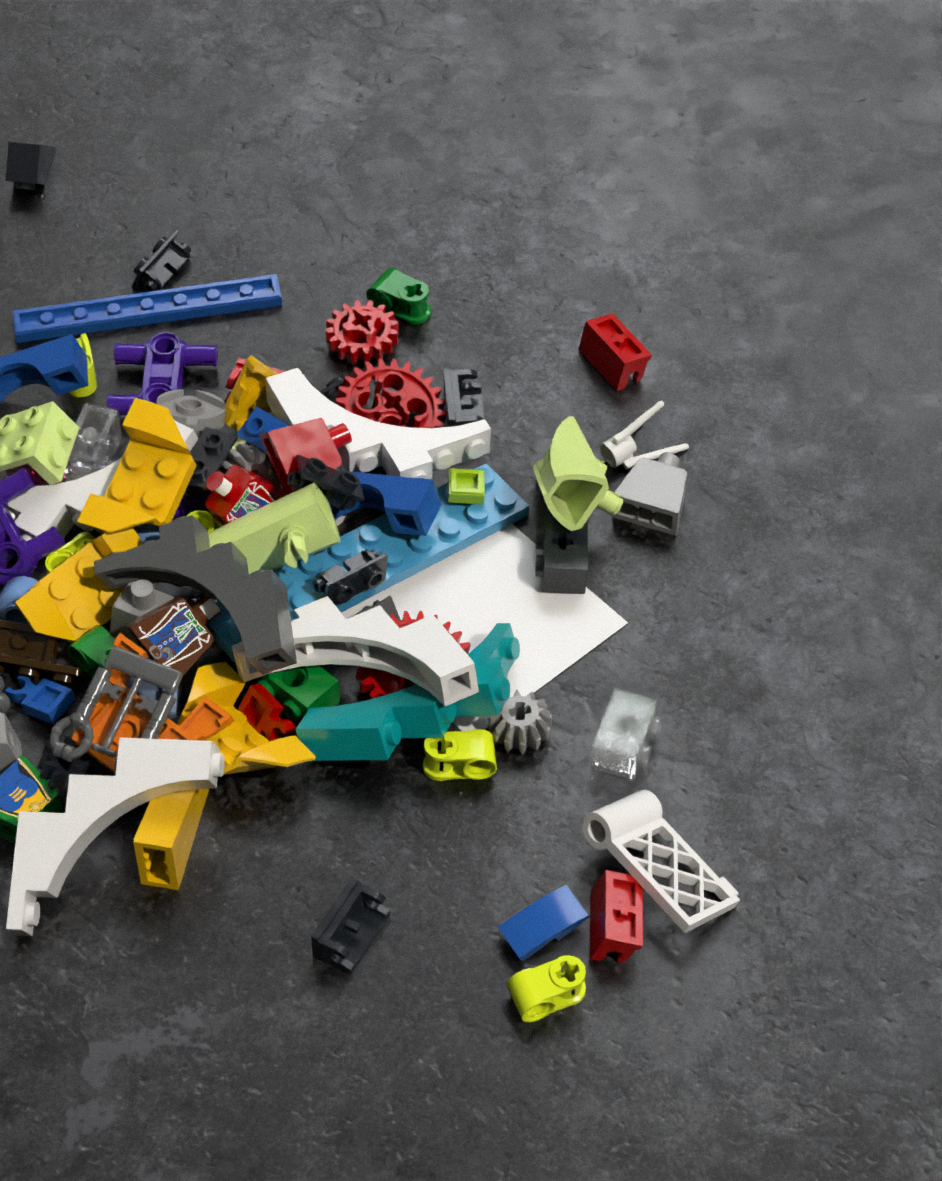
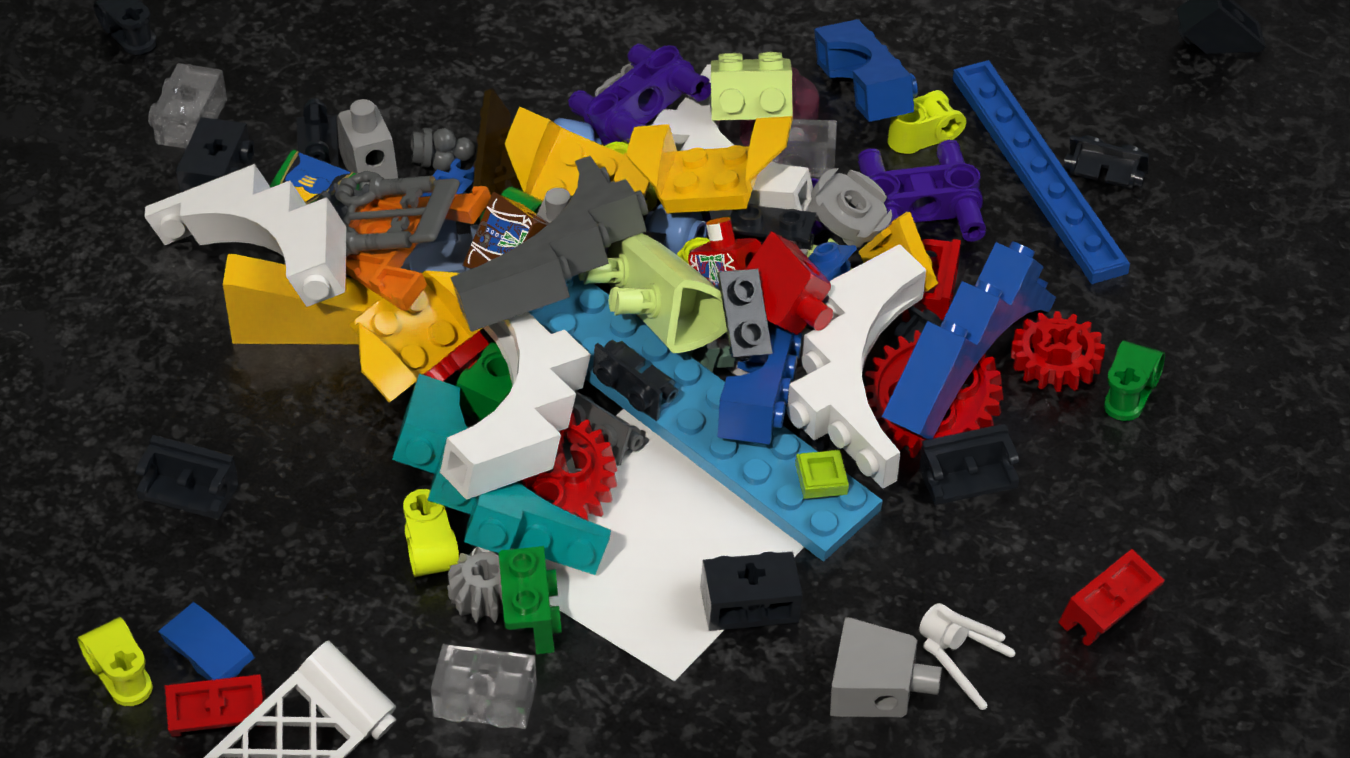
camera: 80 degrees right, 5 degrees down
(359, 348) = (973, 322): none -> blue arch
(549, 684) = (526, 595): none -> green bracket
(573, 478) = (842, 542): yellowish green piece -> none

